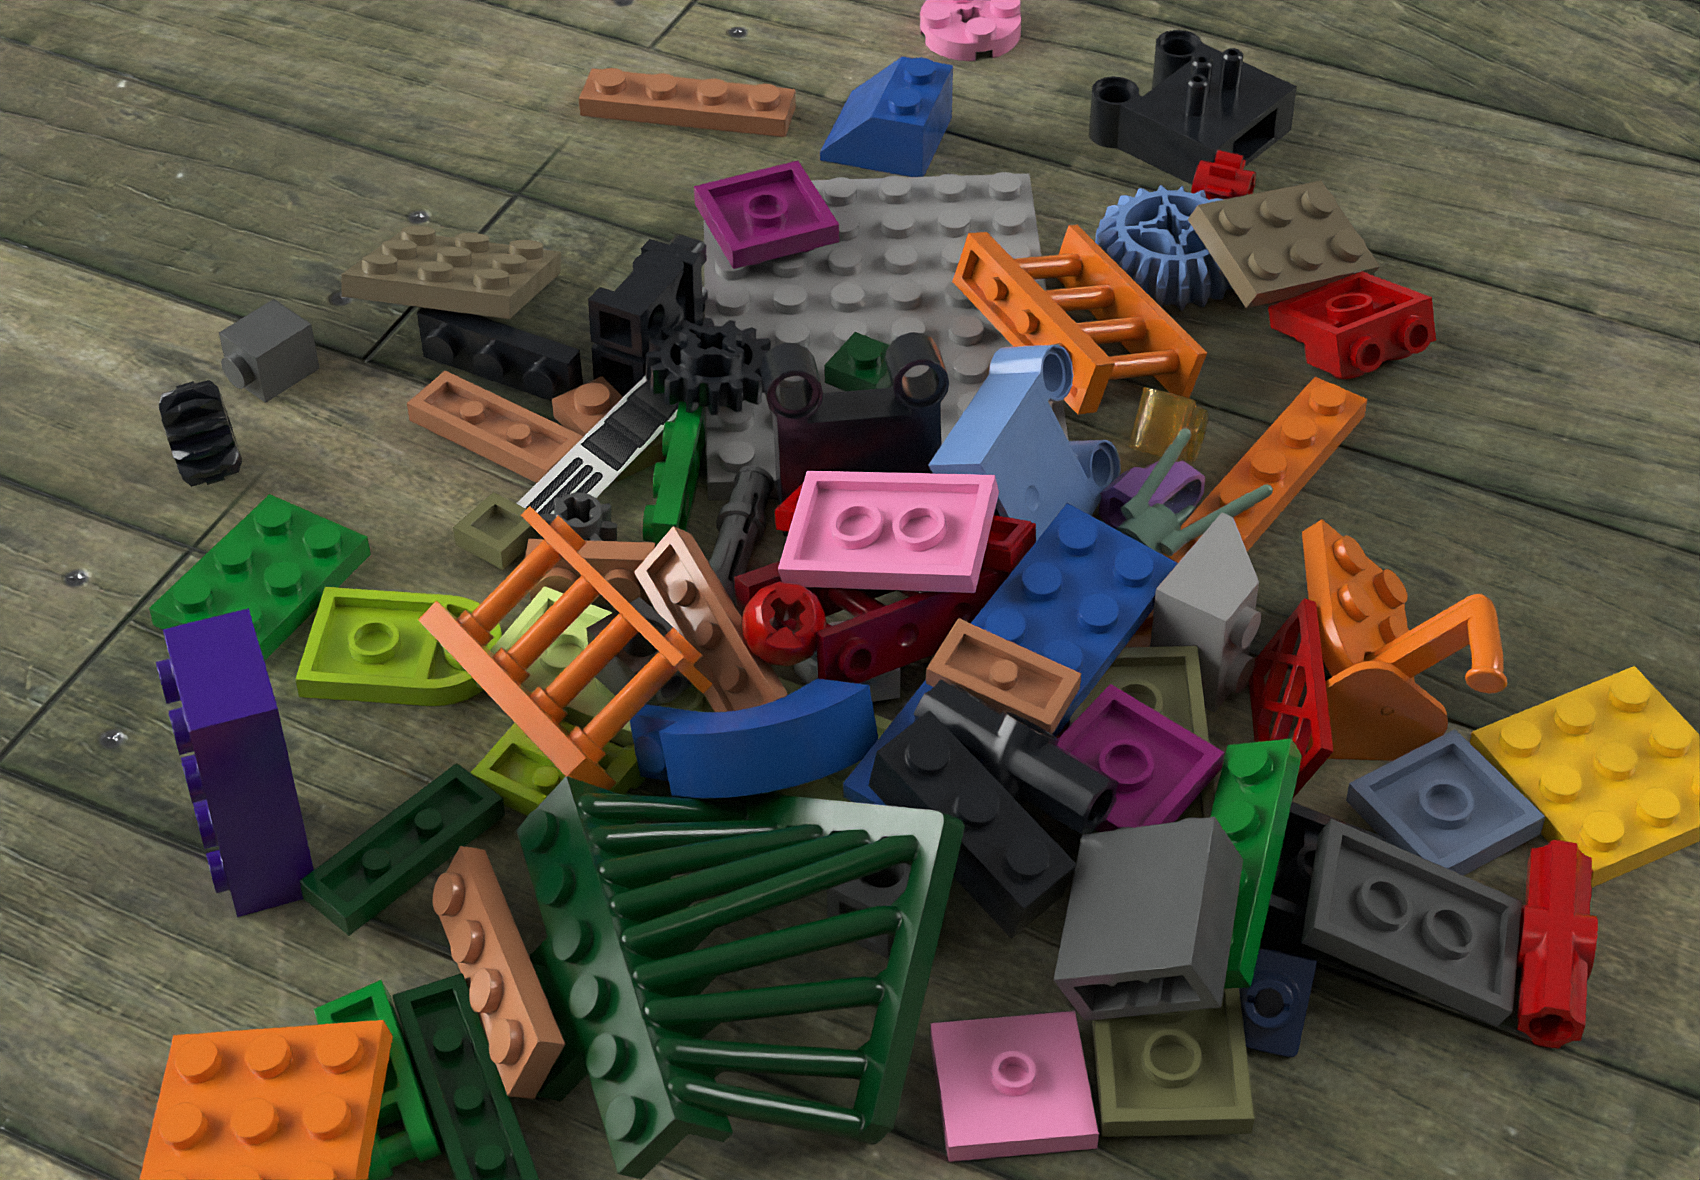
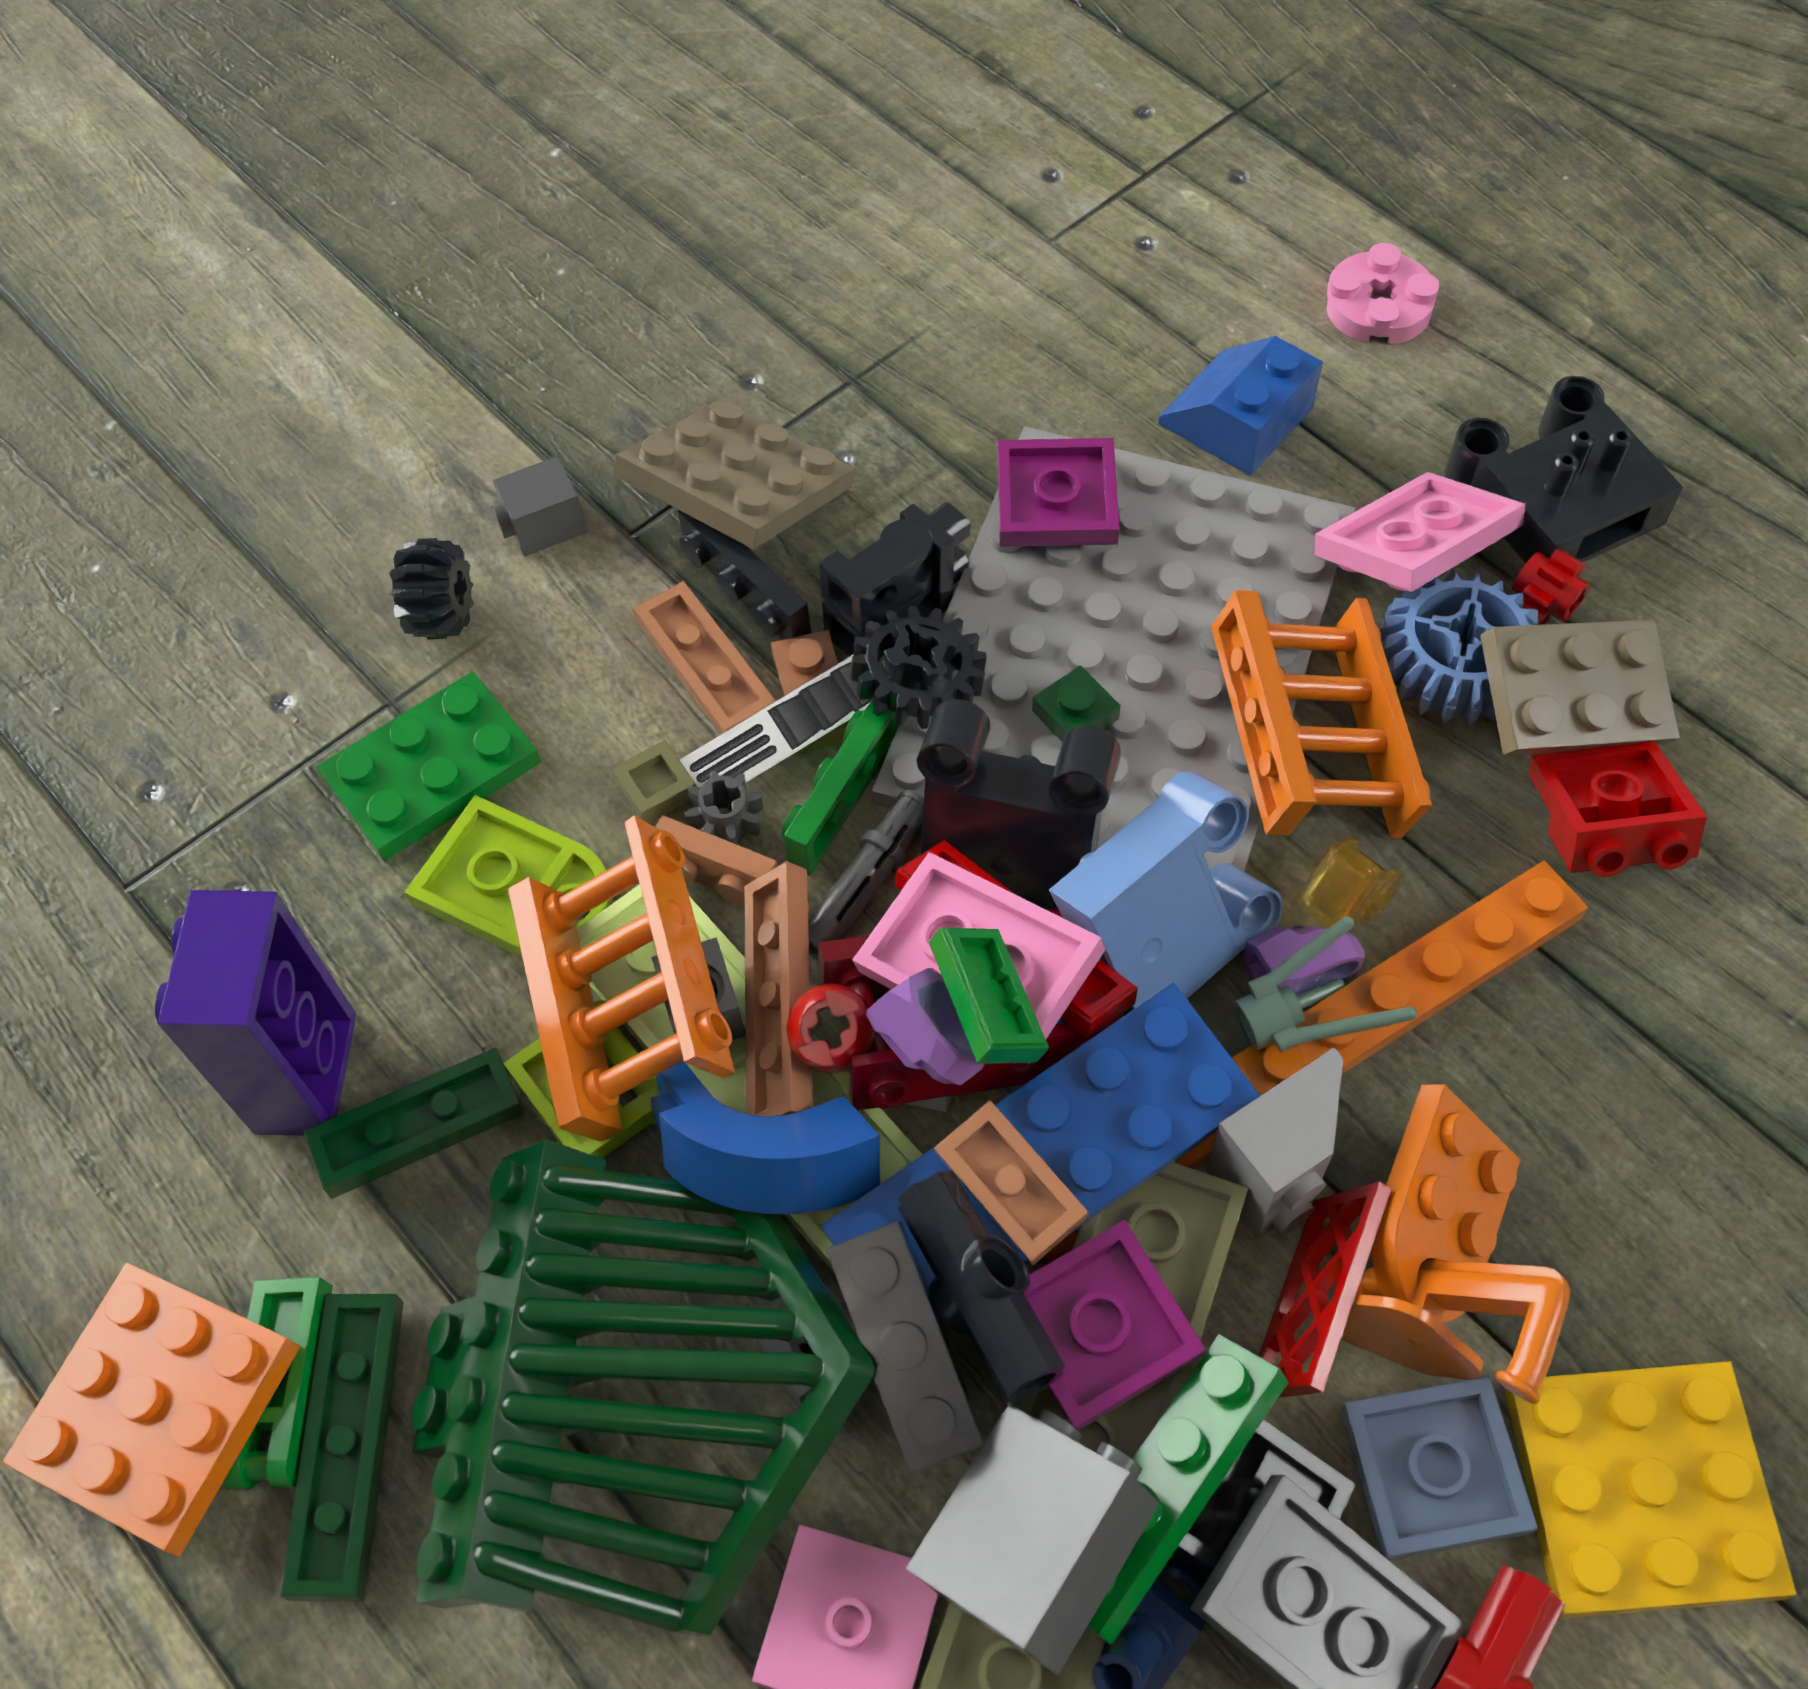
camera: 25 degrees right, 15 degrees up
(497, 973) = (415, 1332): nougat plate -> none
(688, 102) = (1057, 319): nougat plate -> none
(879, 582) = (925, 1028): none -> medium lavender rock
(922, 535) = (988, 995): none -> green plate
(1094, 170) = (1419, 531): none -> bright pink plate

